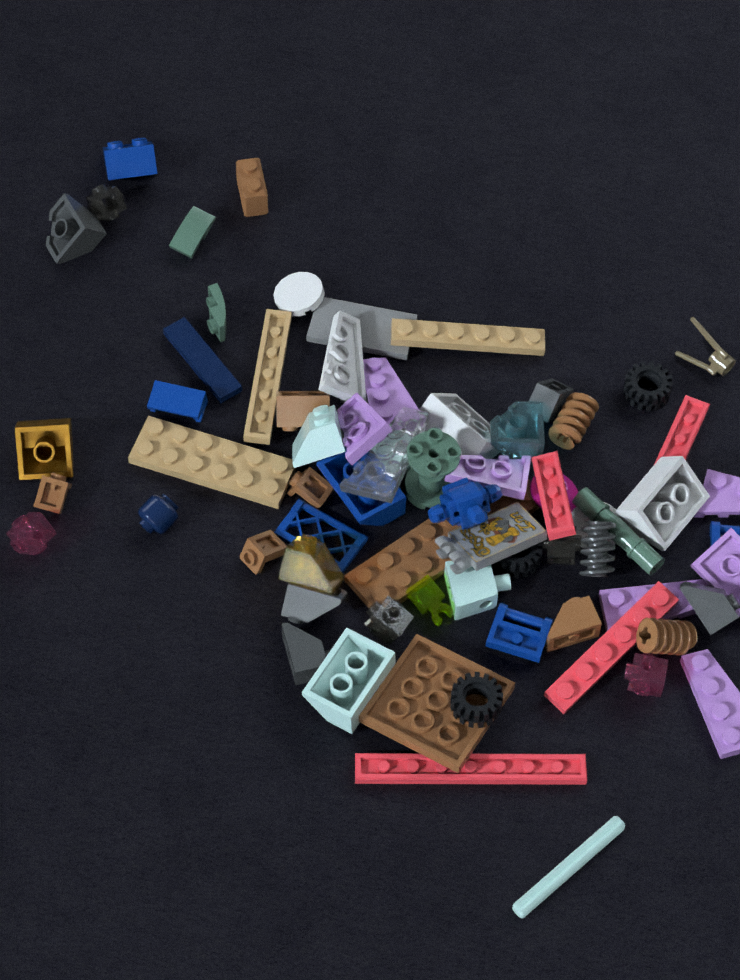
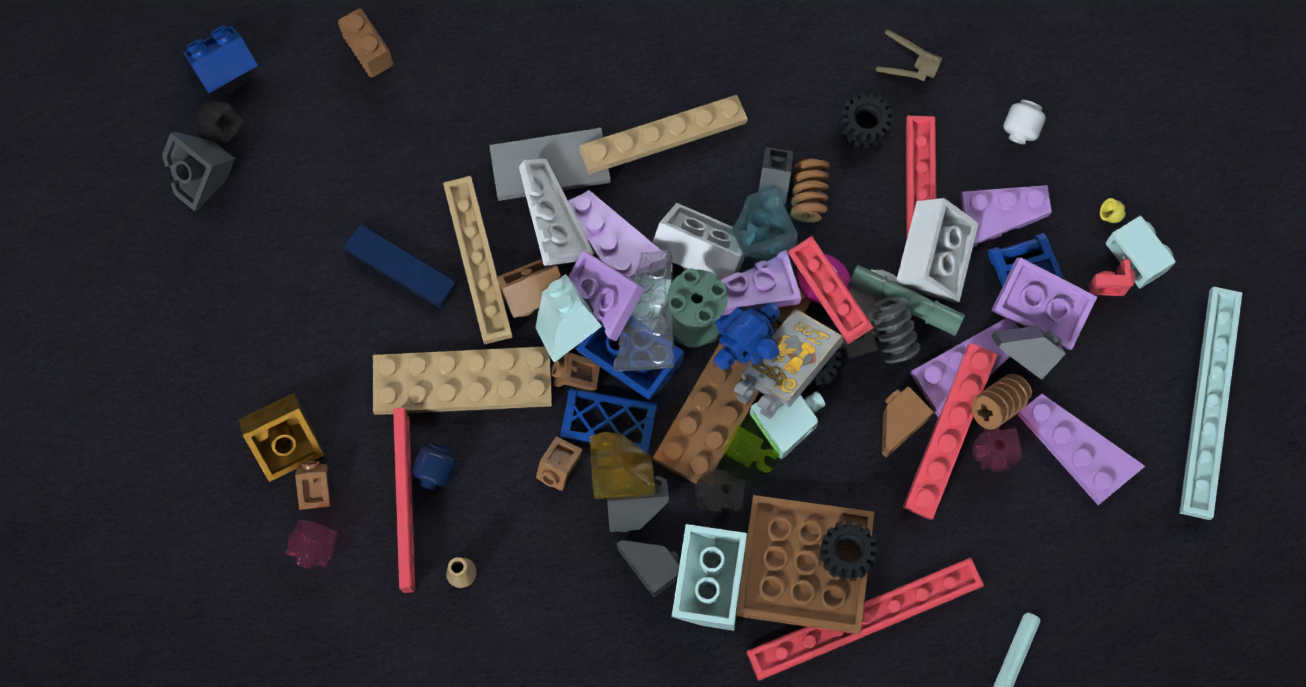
camera: 20 degrees left, 15 degrees up
(121, 532) = (404, 500): none -> coral tile
(142, 600) = (463, 578): none -> tan cone
(178, 400) = (396, 327): blue hinge -> none
(192, 231) = (324, 119): sand green slope -> none
(217, 312) = (393, 205): sand green slope -> none
(299, 293) = (468, 150): white tile -> none
(518, 639) = (853, 458): blue plate -> none

